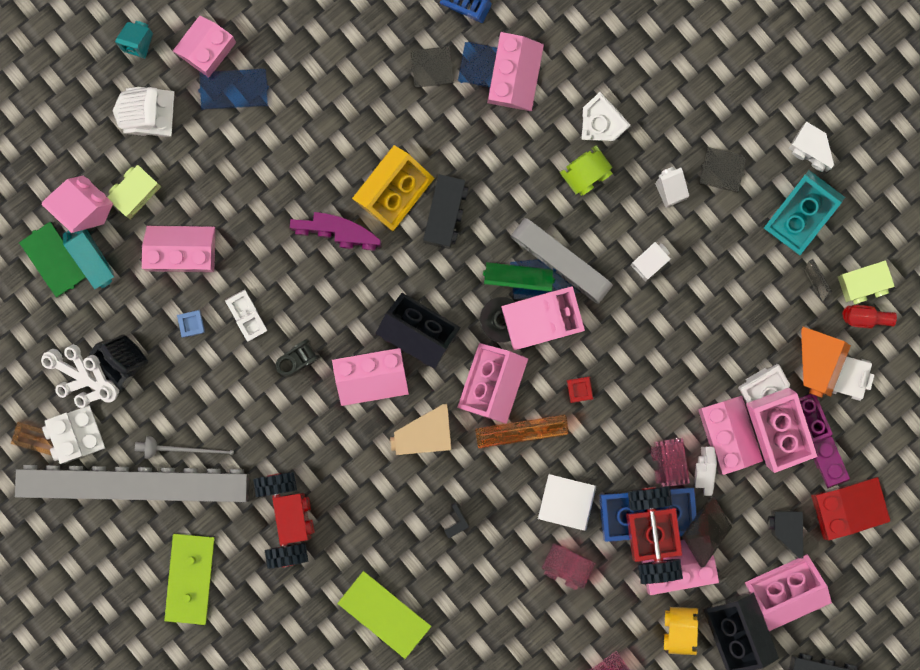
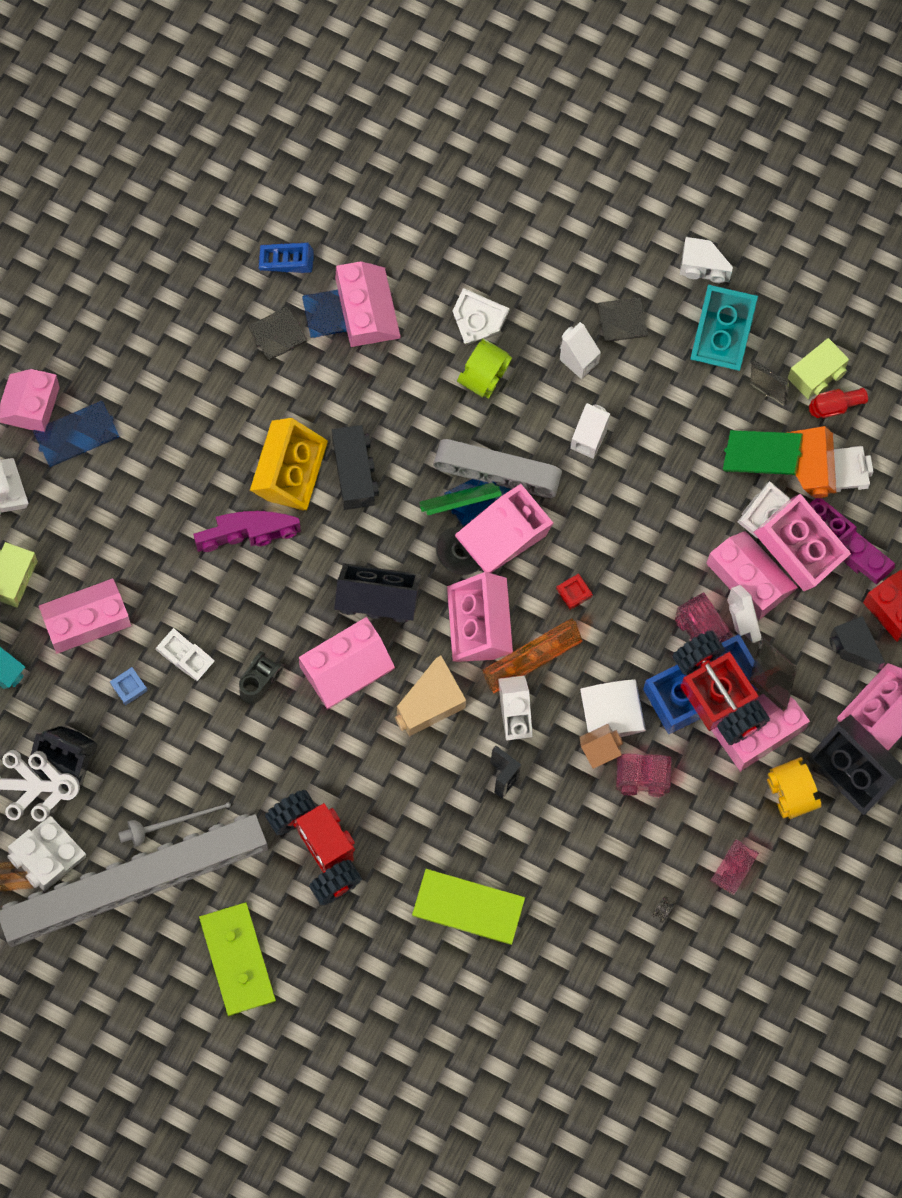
camera: 30 degrees left, 15 degrees down
(489, 468) = (515, 707): none -> white slope
(543, 531) = (601, 745): none -> medium nougat brick
(785, 337) = (763, 452): none -> green piece

